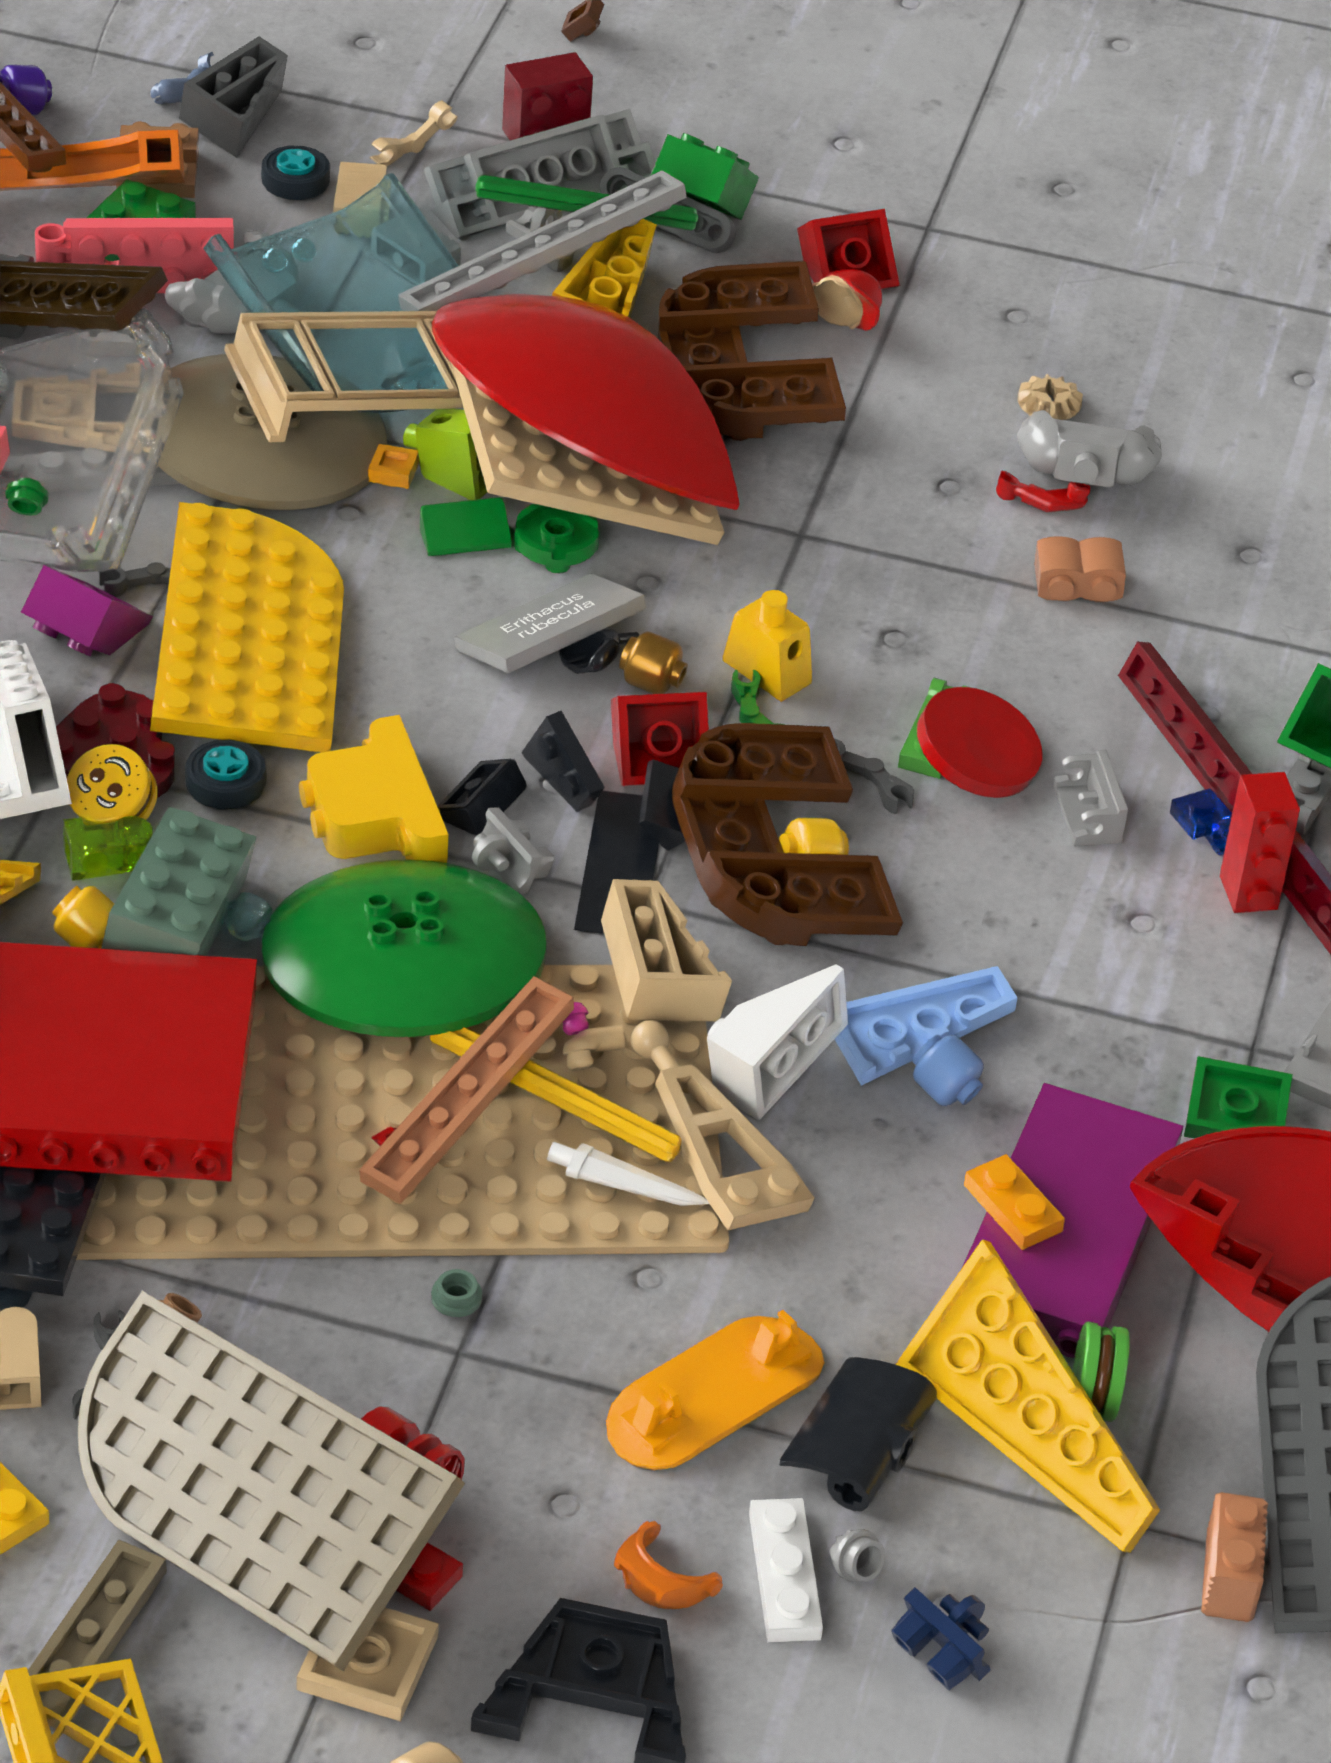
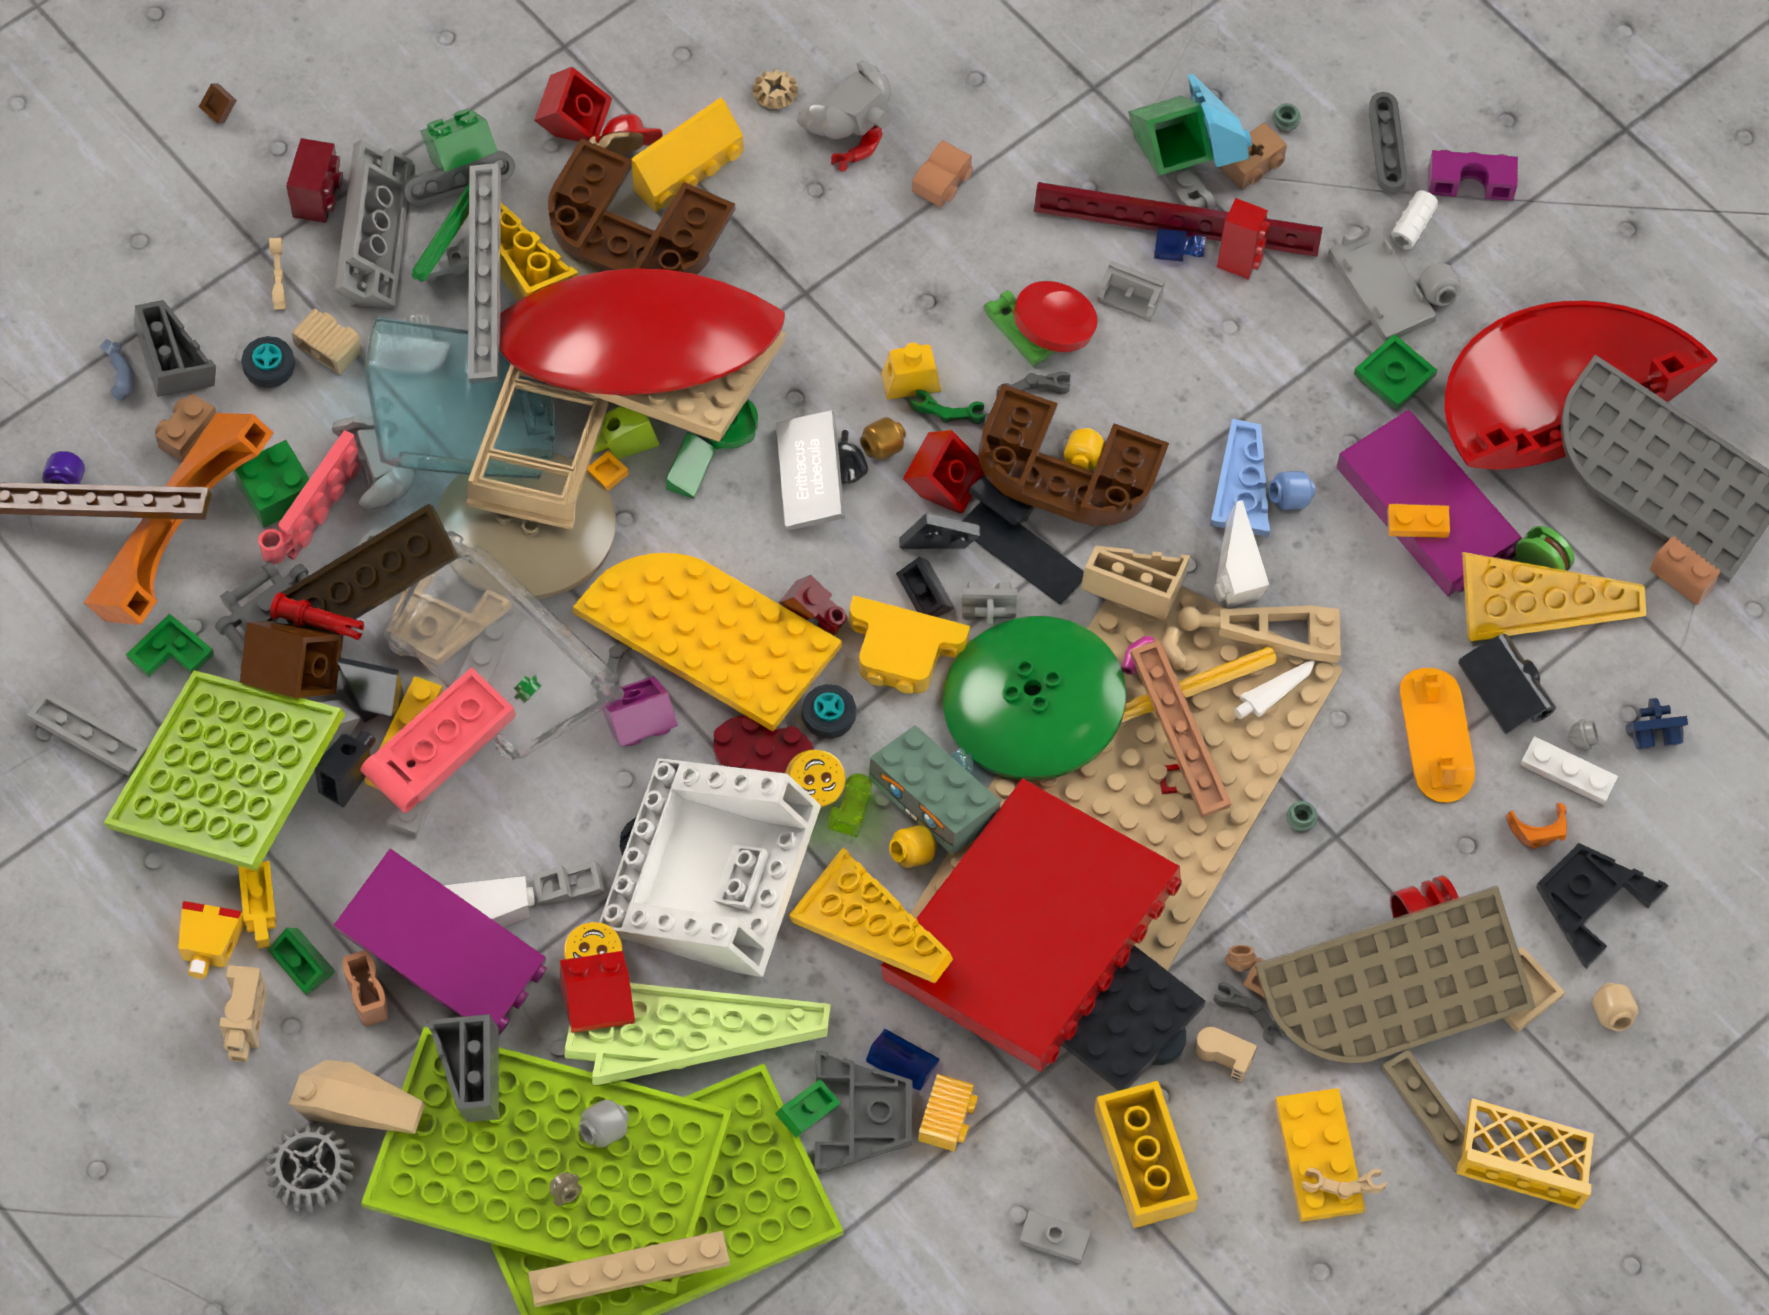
camera: 55 degrees left, 20 degrees up
(359, 693) = (813, 600): none -> dark red brick
(879, 347) = (687, 155): none -> yellow slope

